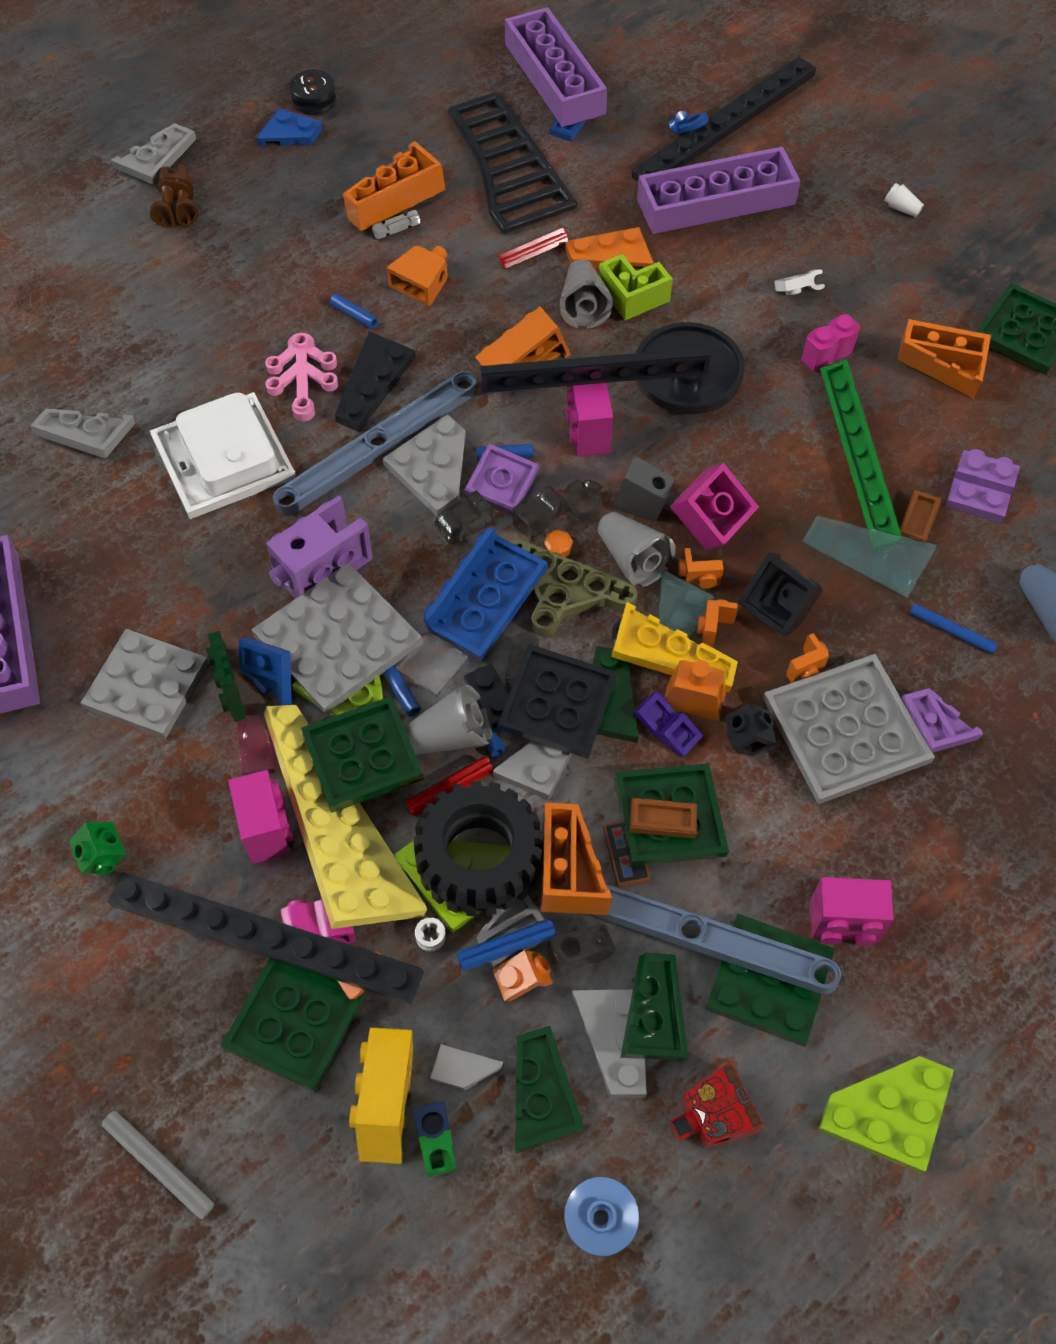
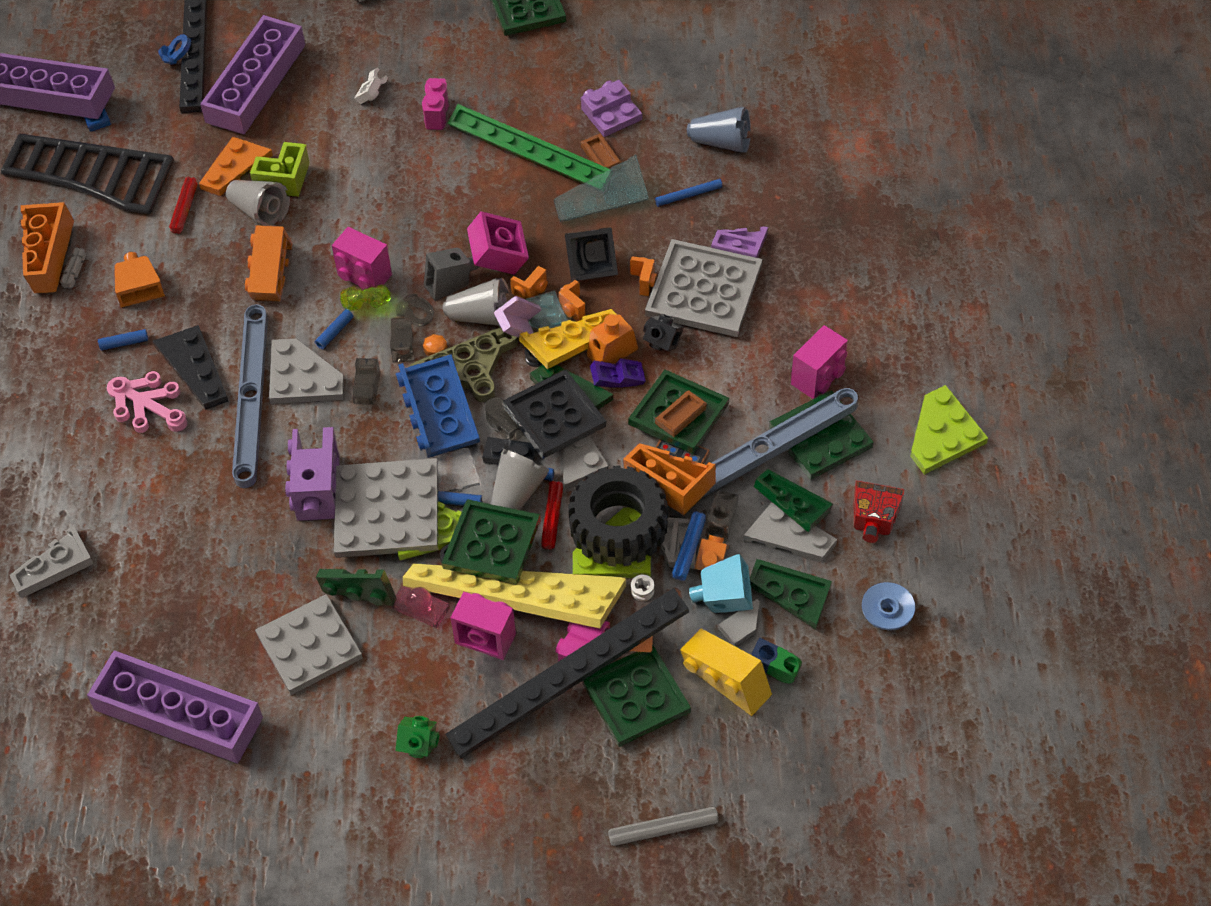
camera: 50 degrees left, 5 degrees down
(225, 453) = (164, 491): white piece -> none
(267, 667) = (374, 555): blue wing -> none
(488, 1018) = (725, 586): none -> medium azure torso
(502, 478) = (355, 340): medium lavender tile -> none
(549, 441) = (353, 298): none -> clear neon green arm
(595, 370) = (344, 228): black tile -> none
(639, 586) = (515, 315): none -> lavender panel
(698, 392) = (378, 186): black dish -> none
(946, 354) = (506, 55): orange wedge -> none

